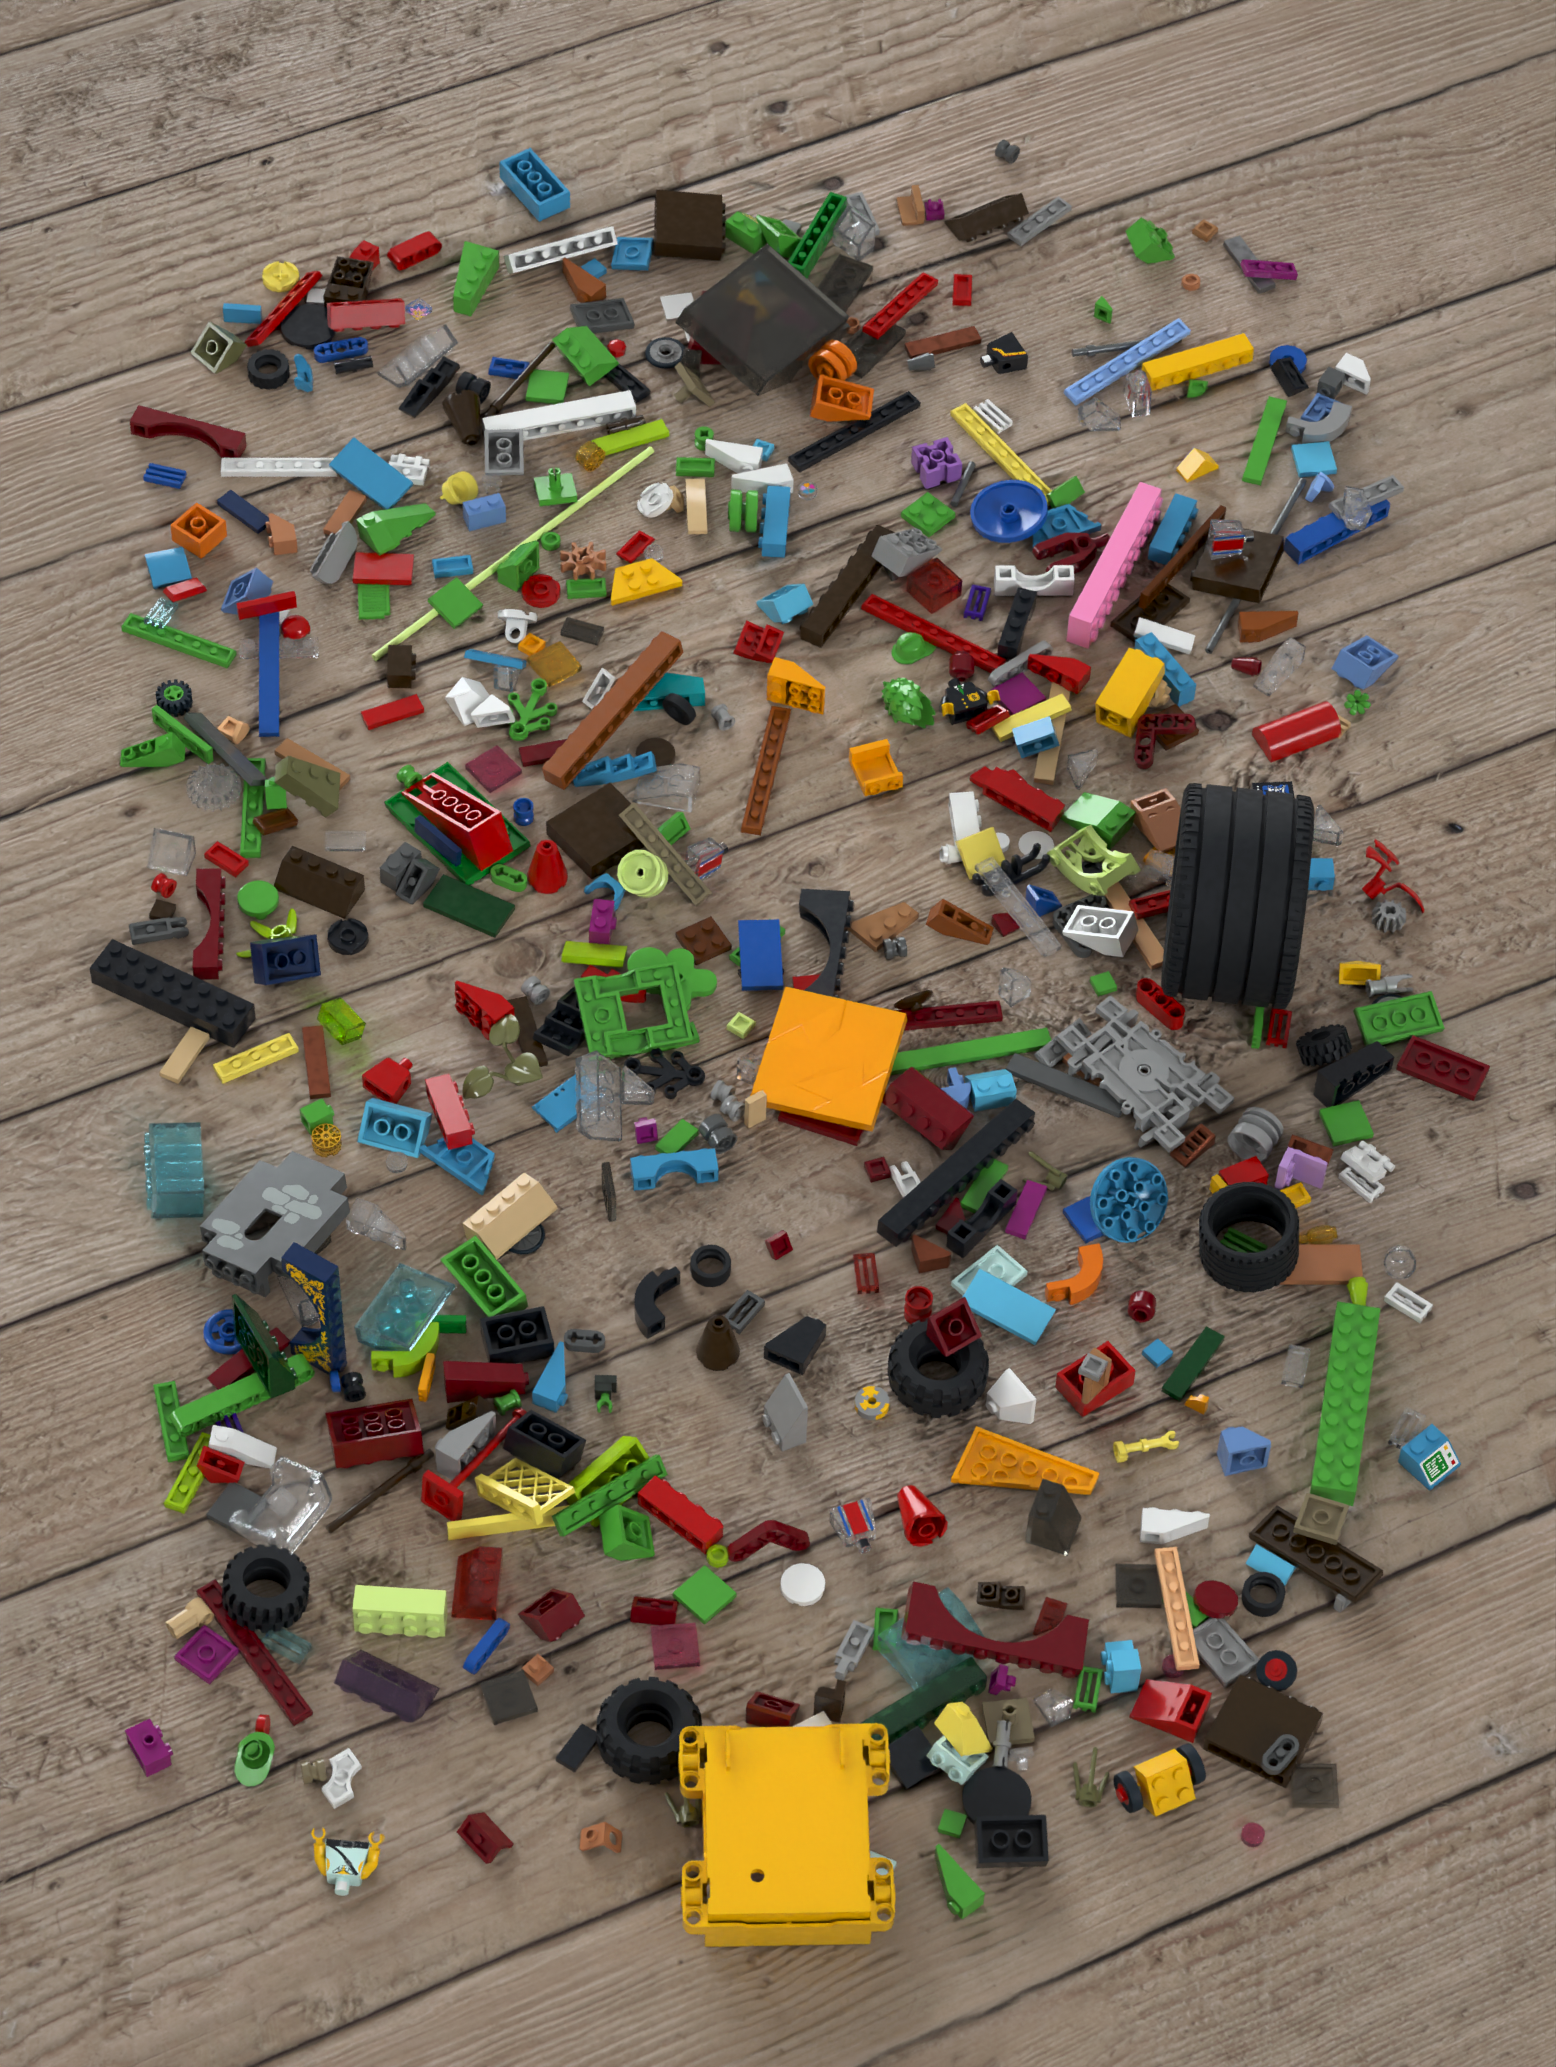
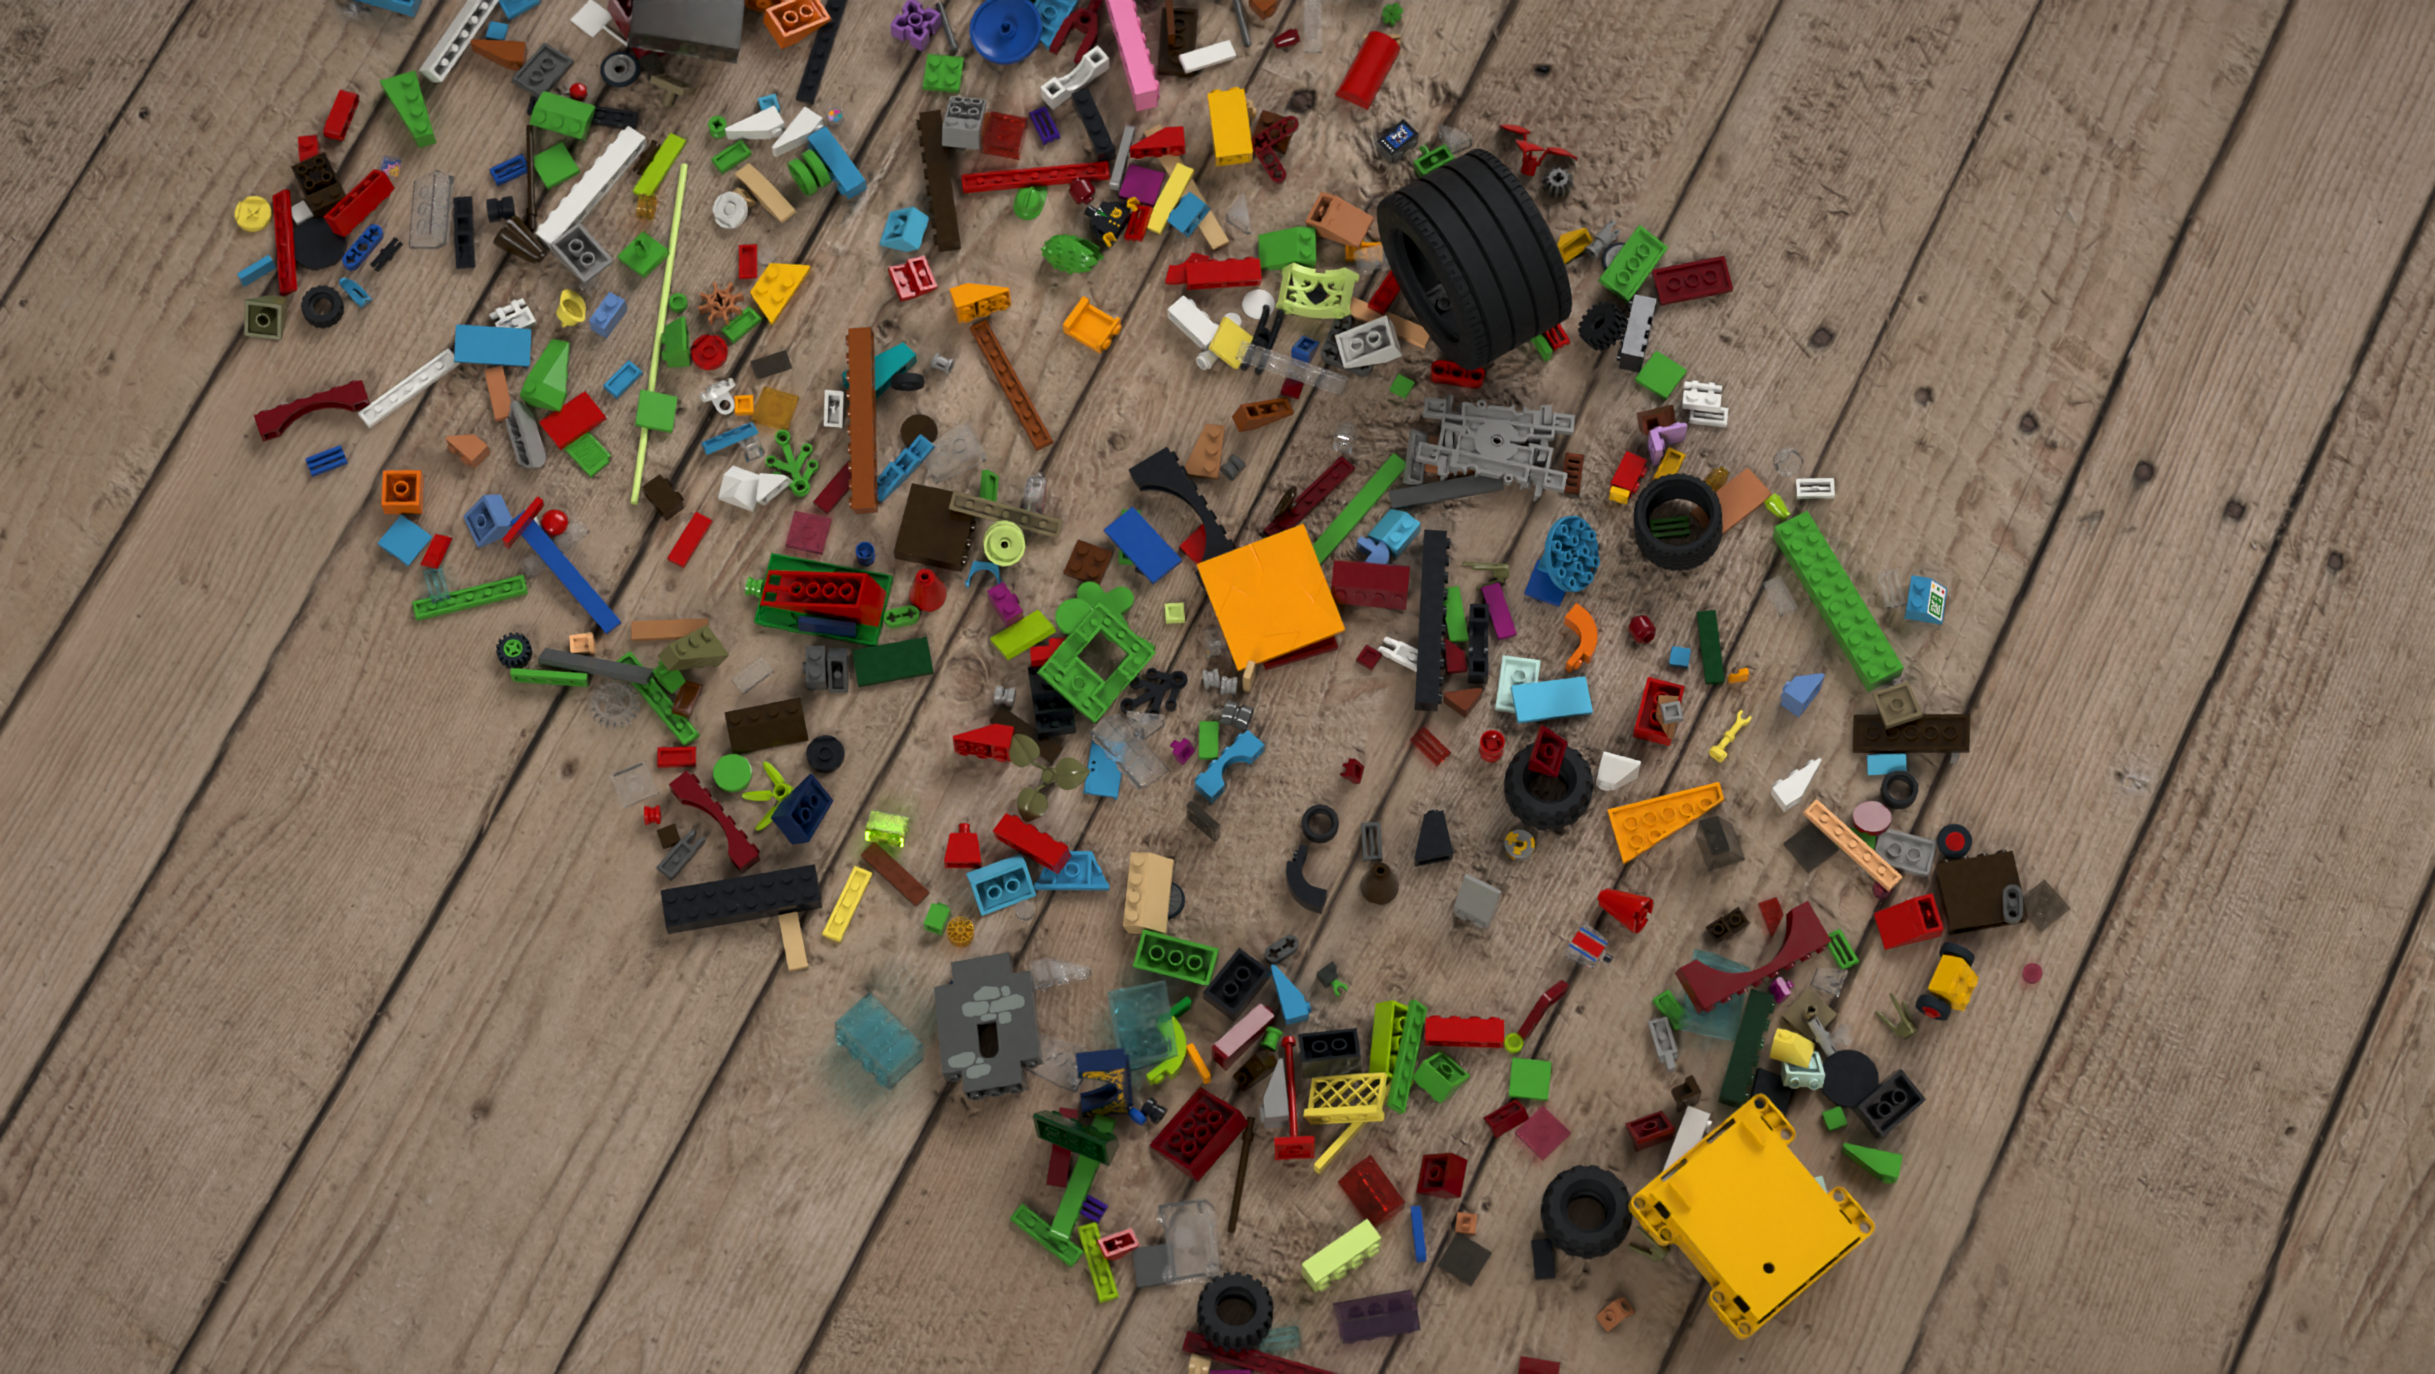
camera: 35 degrees left, 15 degrees up
(157, 752) = (542, 709): bright green slope -> none
(211, 1327) = (1010, 1142): blue plate -> none
(242, 1446) = (1118, 1219): white slope -> none
(243, 511) = (418, 448): dark blue tile -> none
(802, 1584) = (1589, 1020): white tile -> none
(1122, 1666) = (1852, 917): medium azure brick -> none
(1175, 676) = (1212, 78): dark azure brick -> none
(1255, 1134) = (1612, 434): light grey wheel -> none

